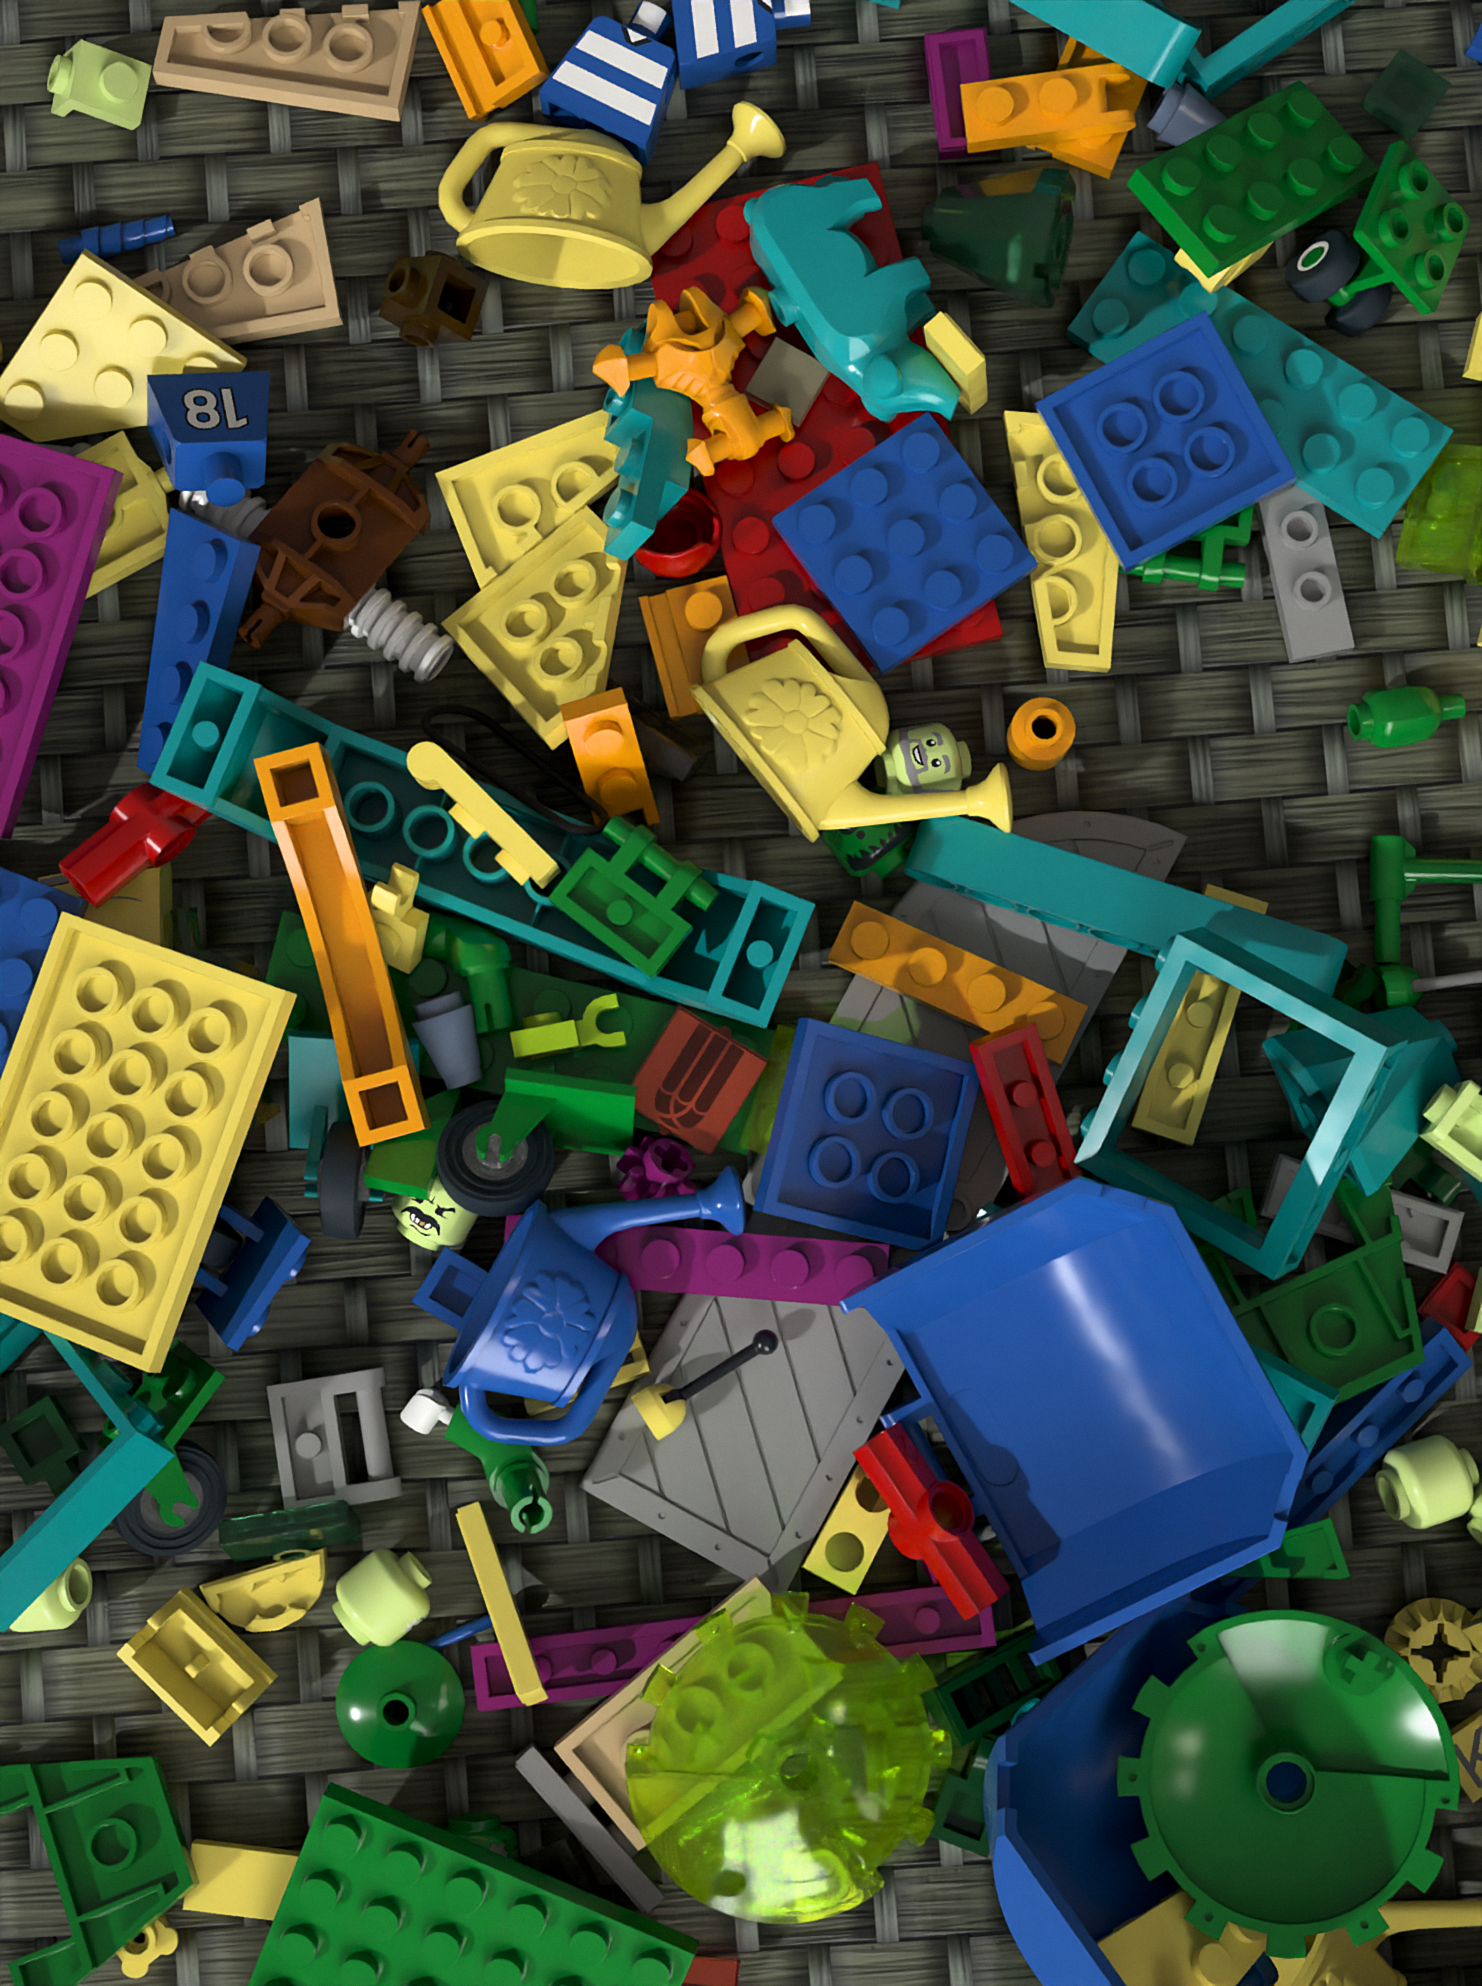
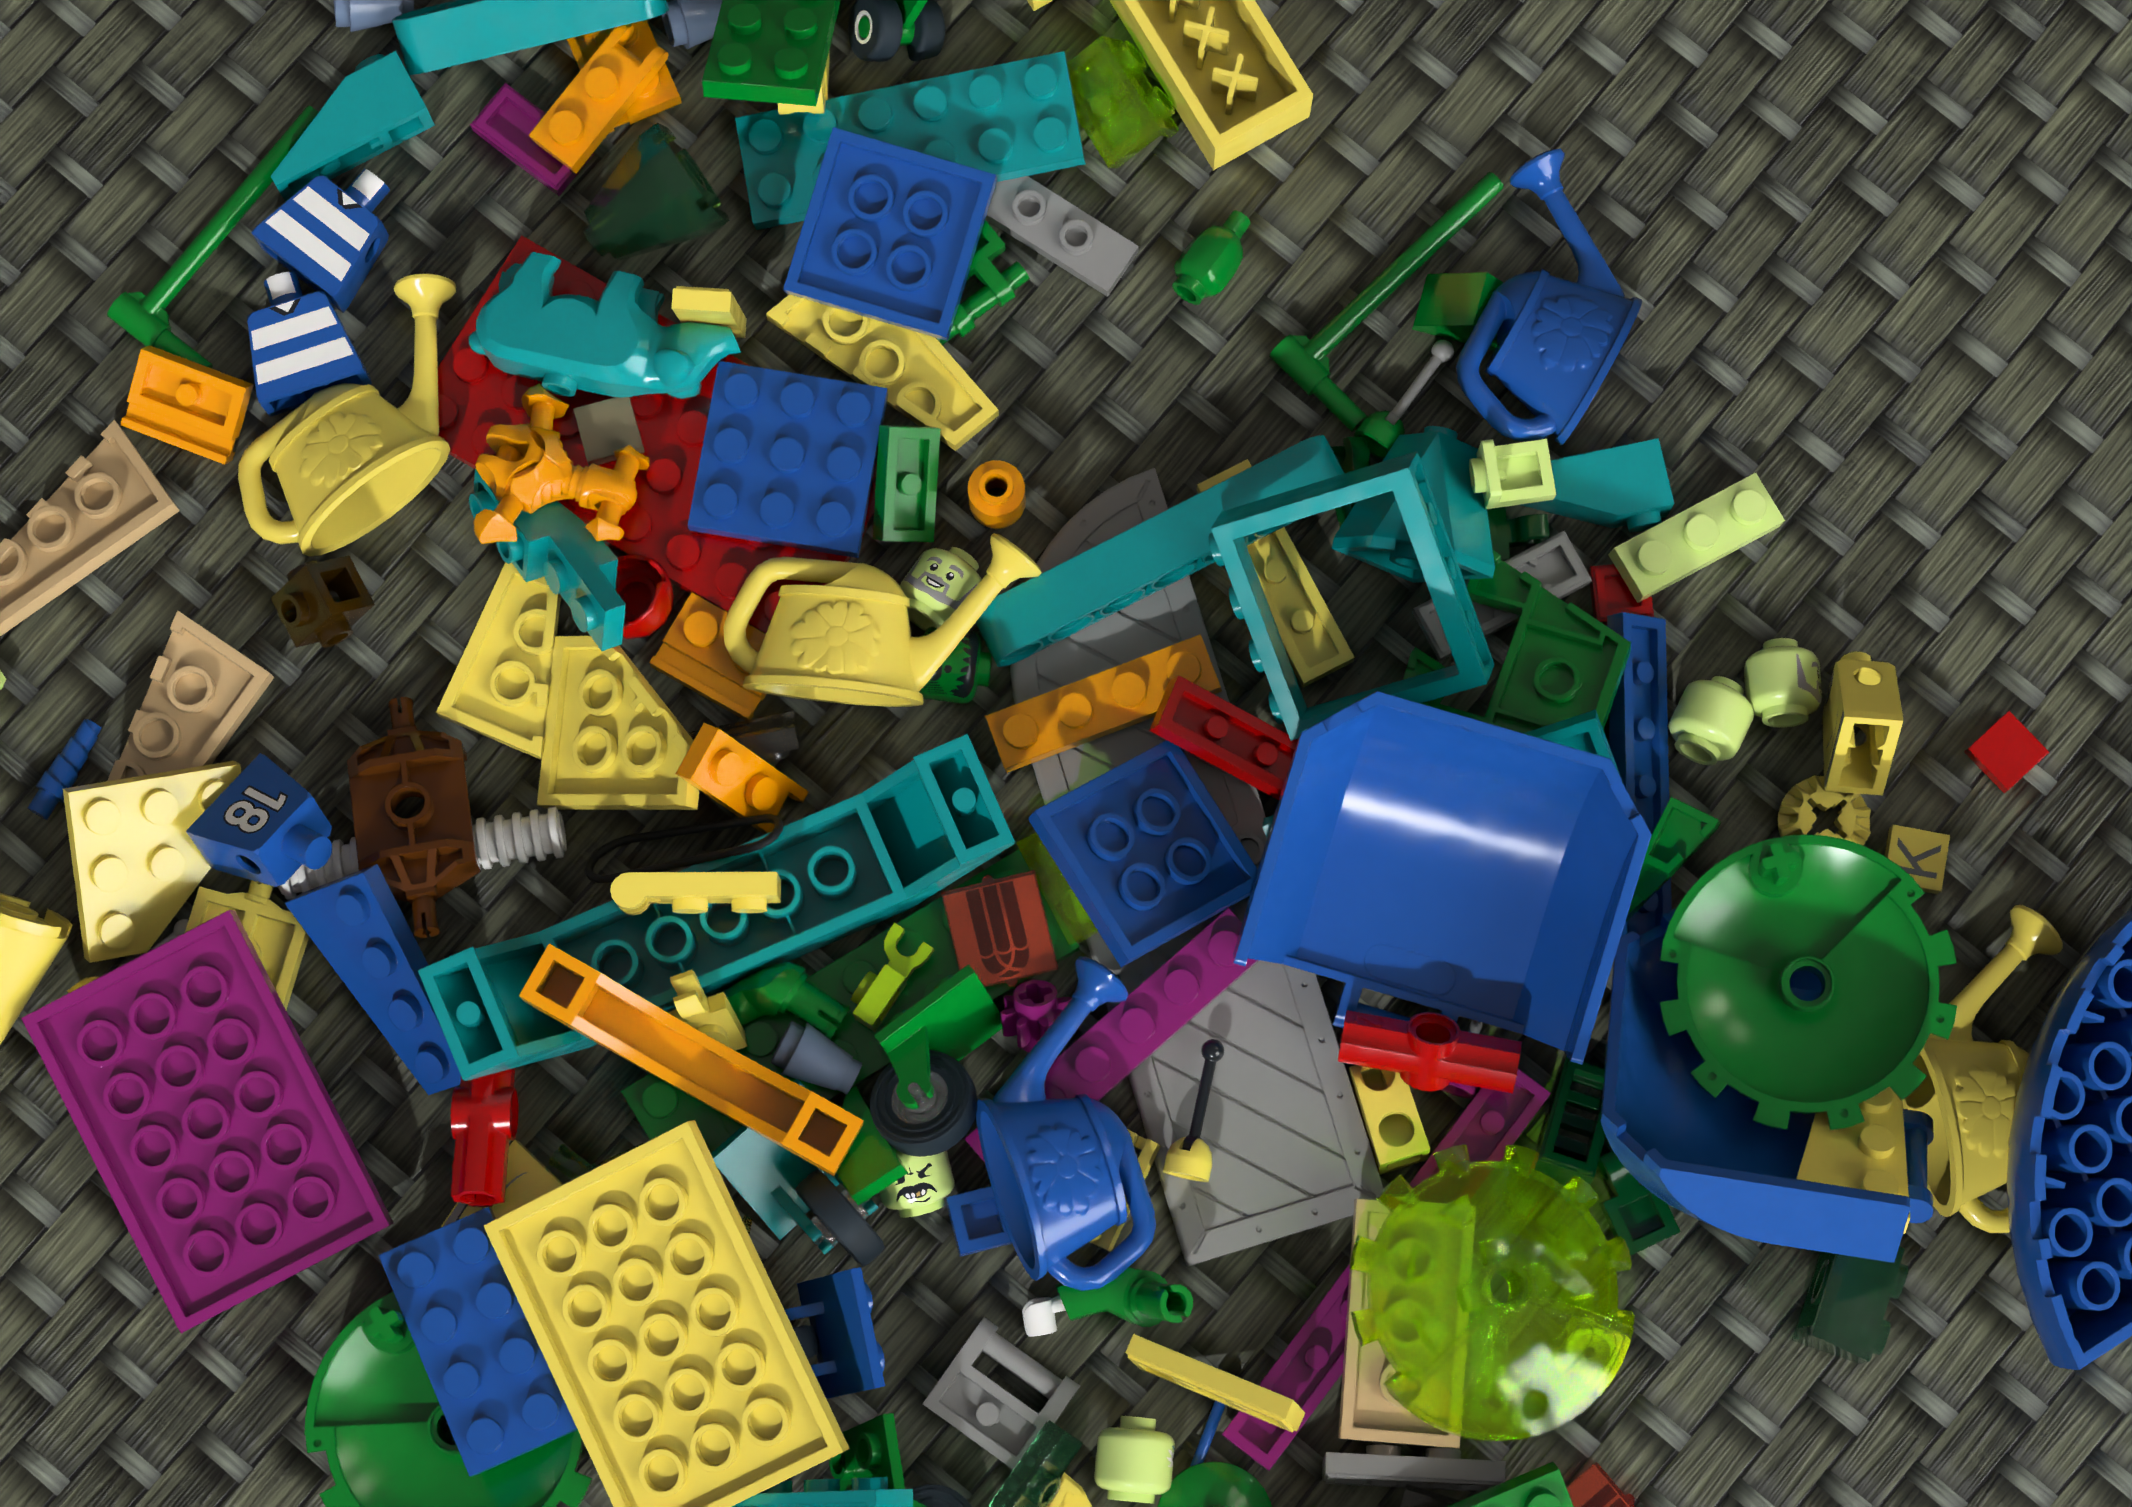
camera: 45 degrees left, 5 degrees down
(624, 913) = (850, 863): green plate -> none
(978, 654) = (906, 483): none -> green plate

